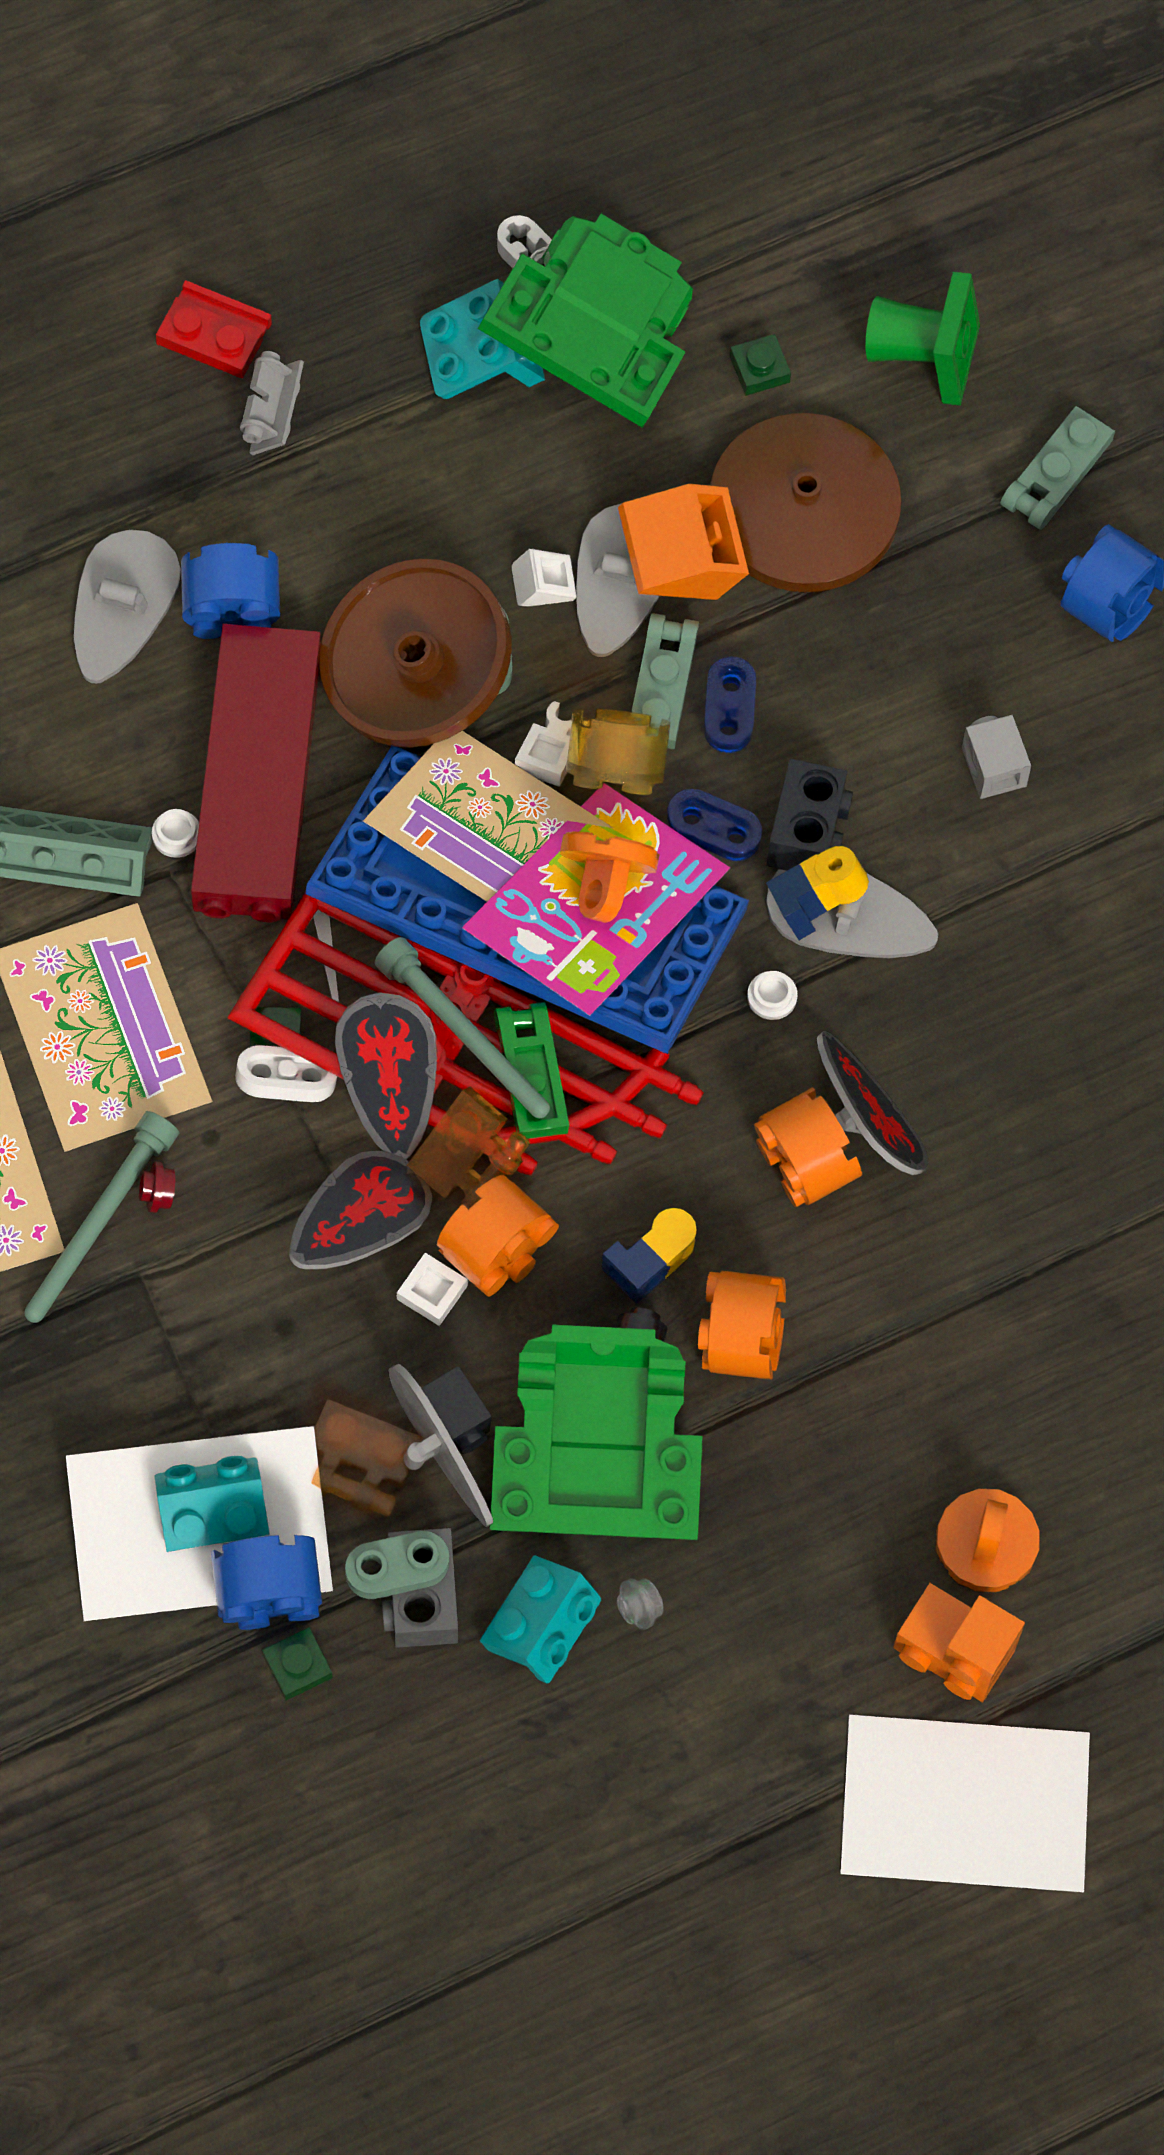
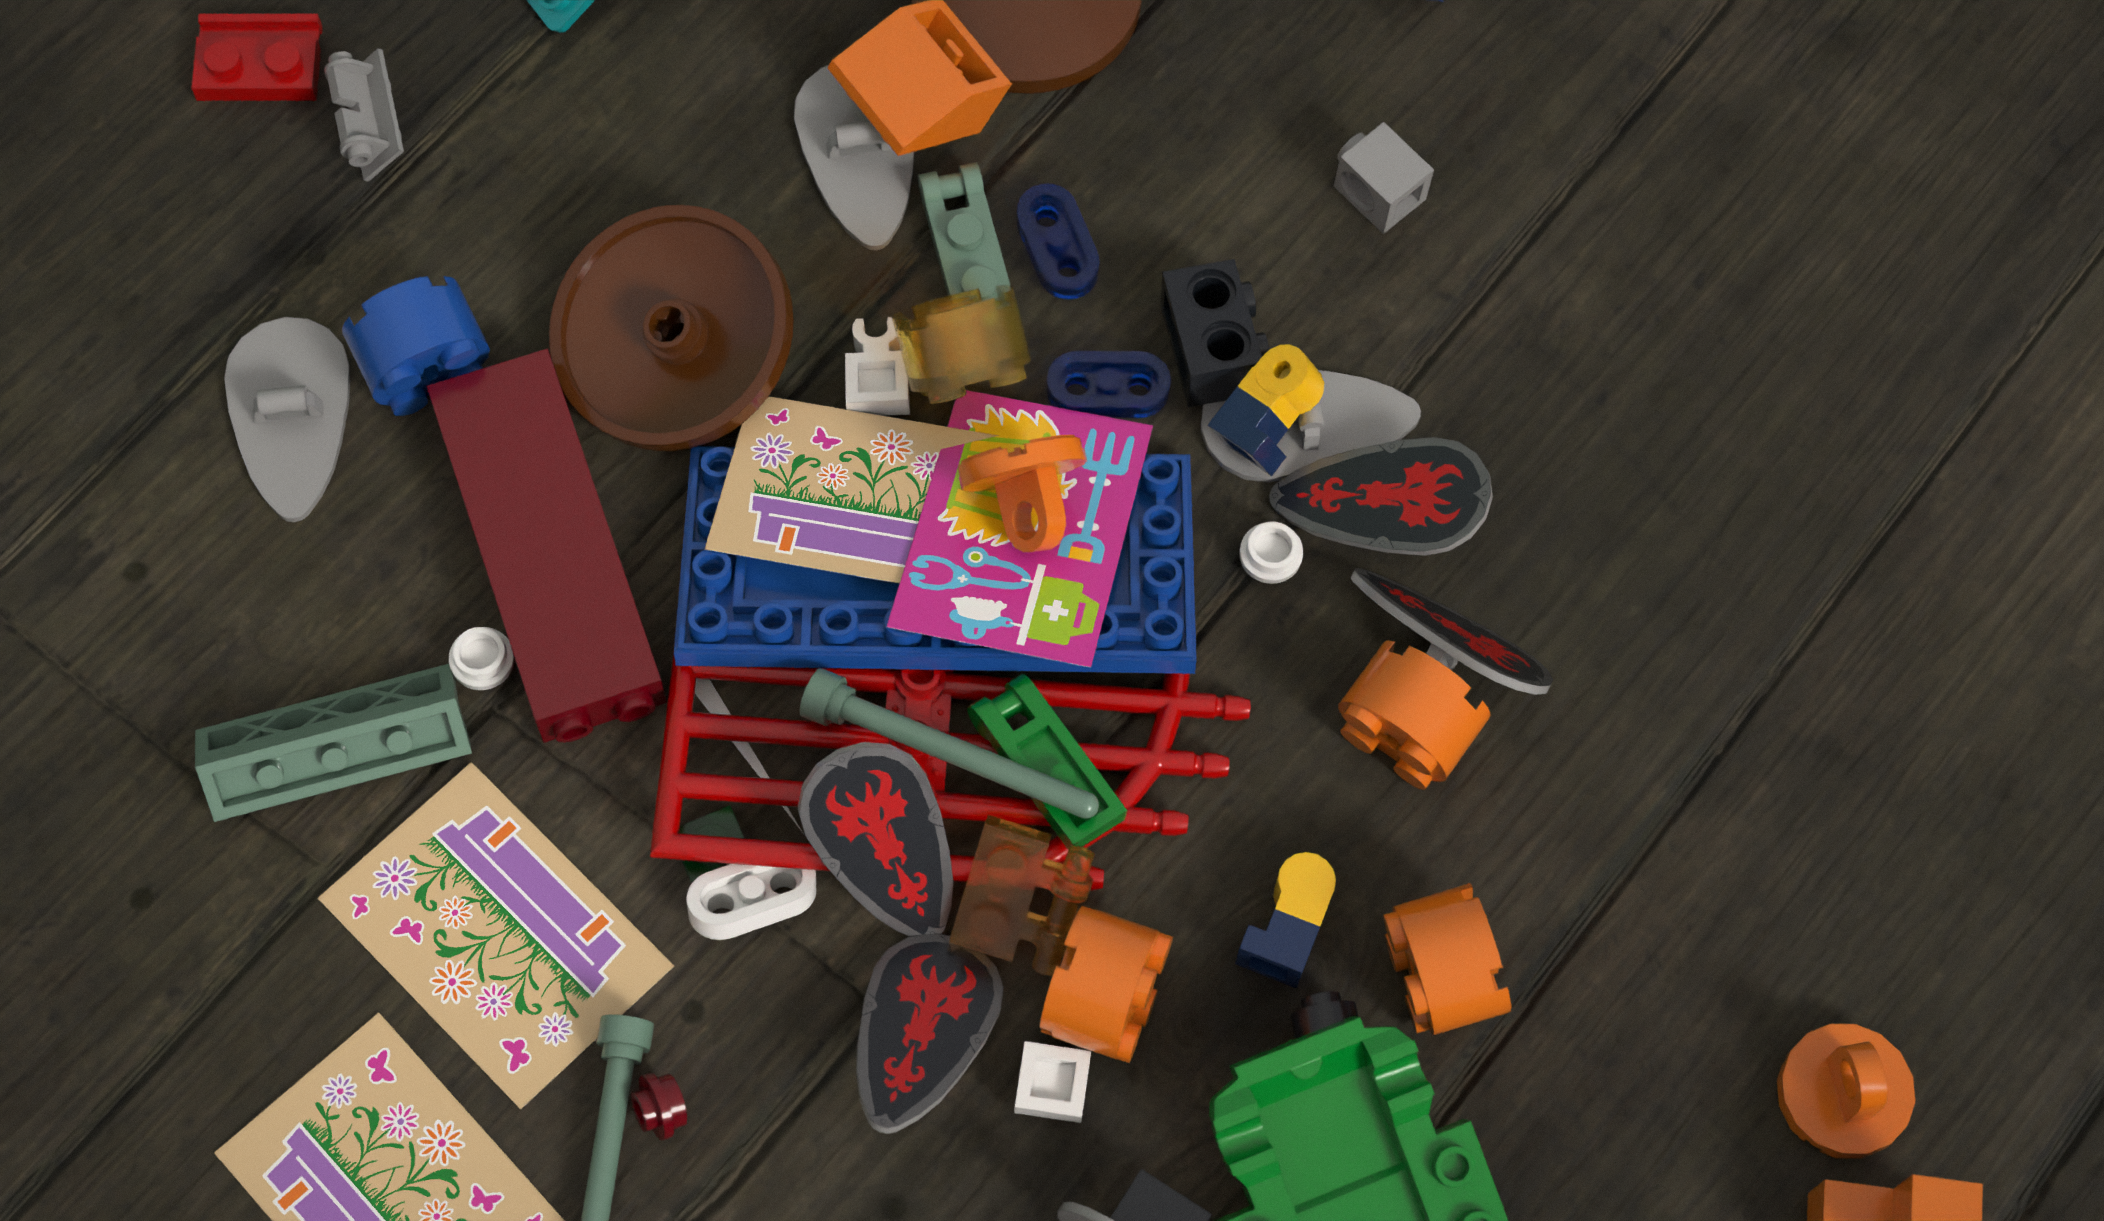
camera: 25 degrees left, 0 degrees up
(543, 578) = (773, 186): white slope -> none
(875, 990) = (1390, 496): none -> shield

